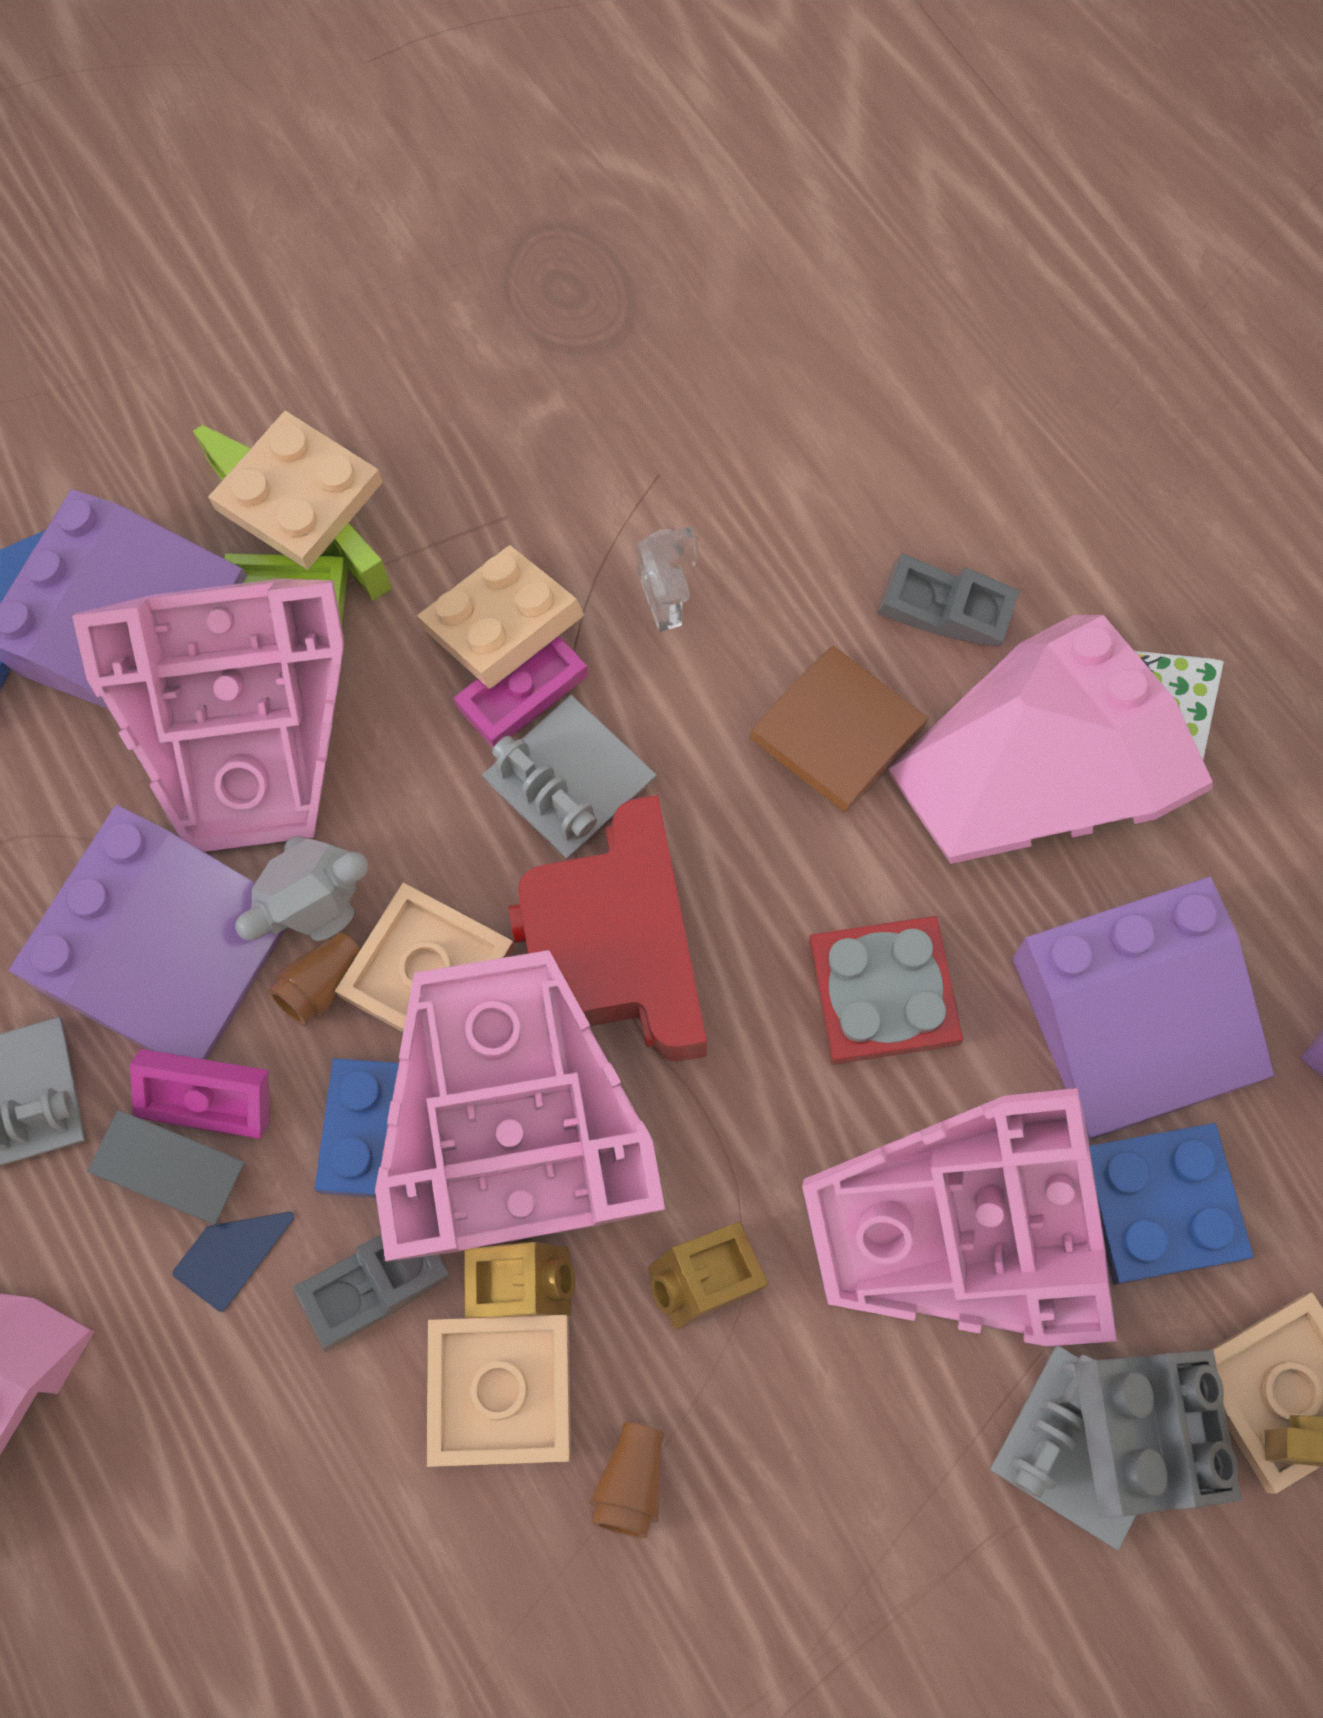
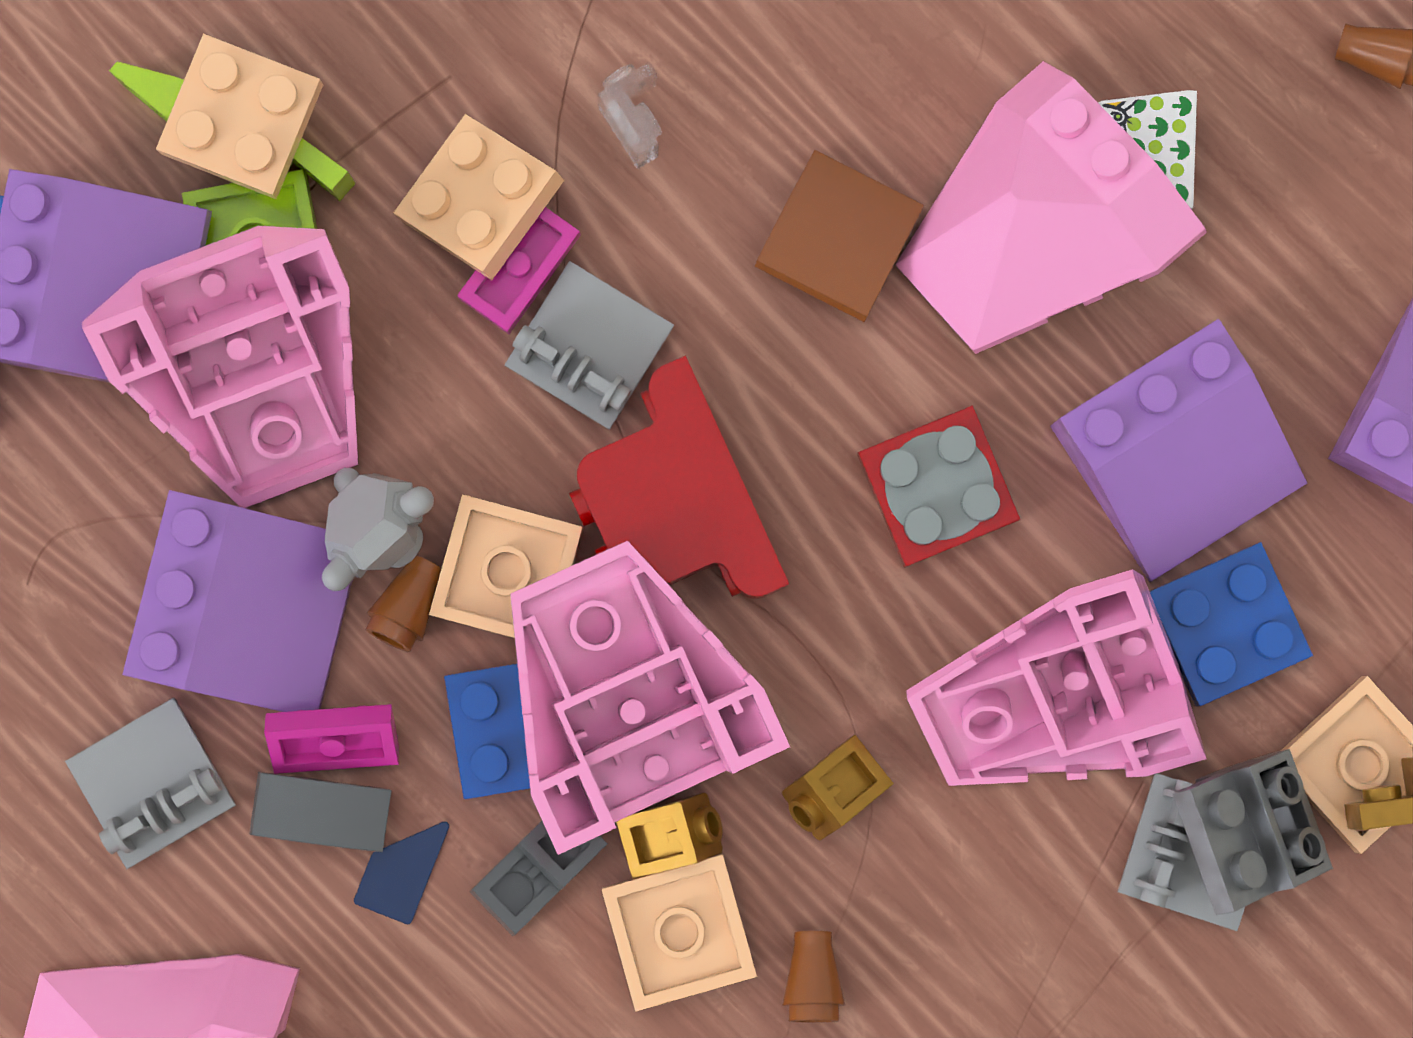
camera: 20 degrees left, 15 degrees up
(948, 605) = (917, 75): dark grey slope -> none

